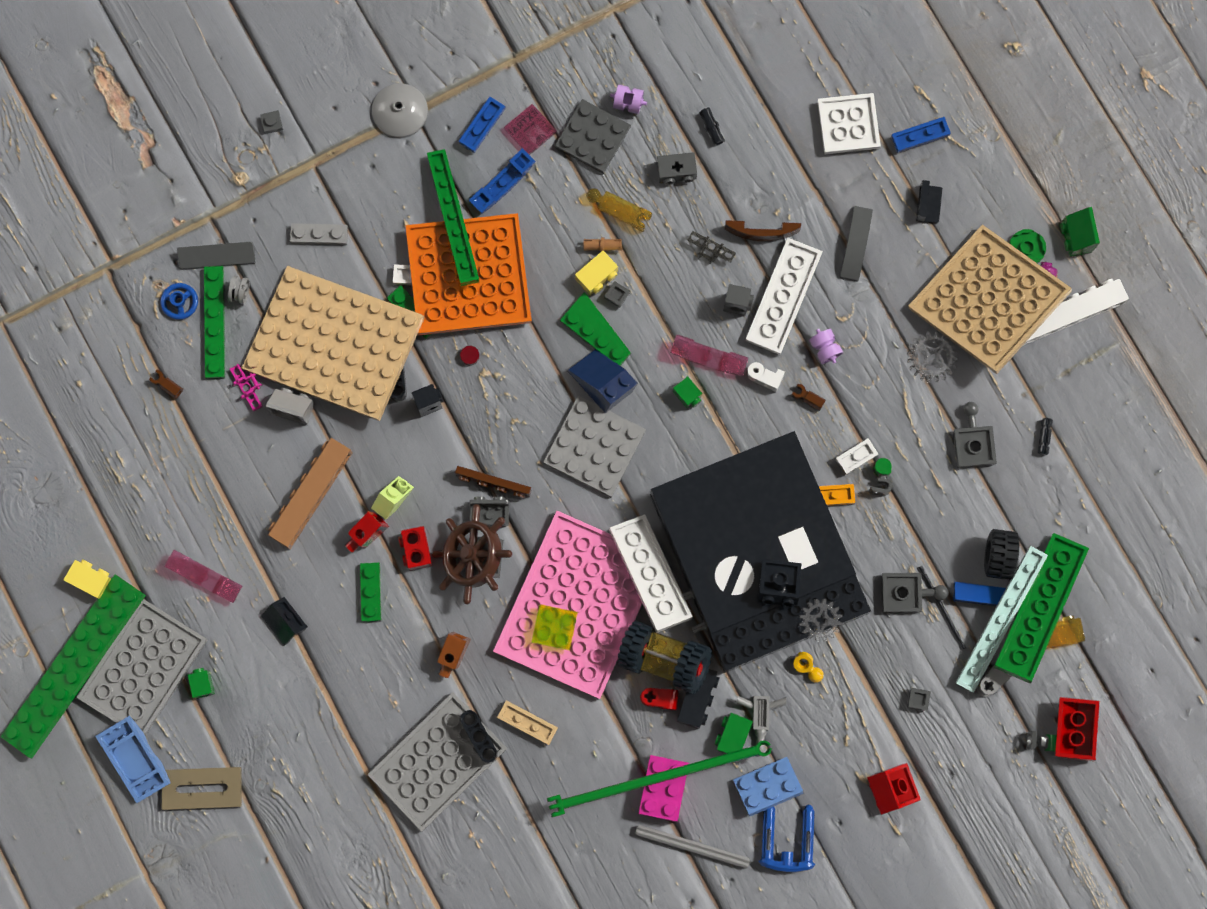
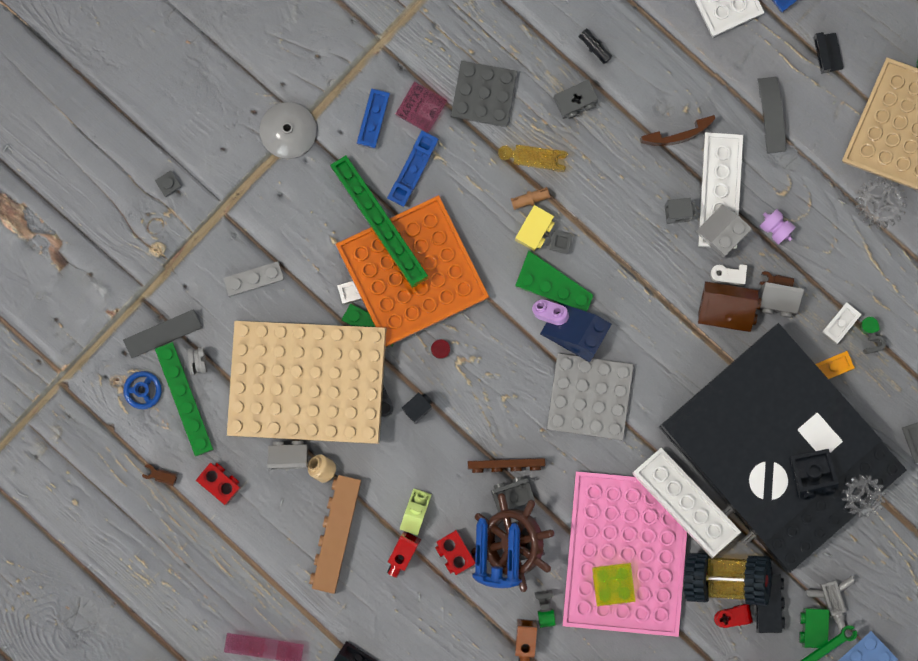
camera: 20 degrees left, 5 degrees up
(214, 411) = (215, 487): none -> red brick
(251, 391) = (243, 453): dark pink piece -> none
(318, 427) = (321, 468): none -> tan head
(370, 592) = (426, 608): green plate -> none
(444, 583) = (496, 577): none -> blue piece
(481, 635) = (545, 614): none -> leg
(581, 353) = (549, 311): none -> lavender plate
(628, 99) = (506, 46): lavender wheel -> none
(688, 393) = (661, 316): green brick -> none
(707, 241) = (641, 167): clear smoke piece -> none
(709, 356) = (669, 273): clear pink slope -> none
(754, 404) = (728, 306): none -> reddish brown piece
(773, 332) = (723, 230): none -> light grey slope
(805, 413) = (780, 299): none -> light grey slope
(814, 673) = (871, 544): yellow plate -> none

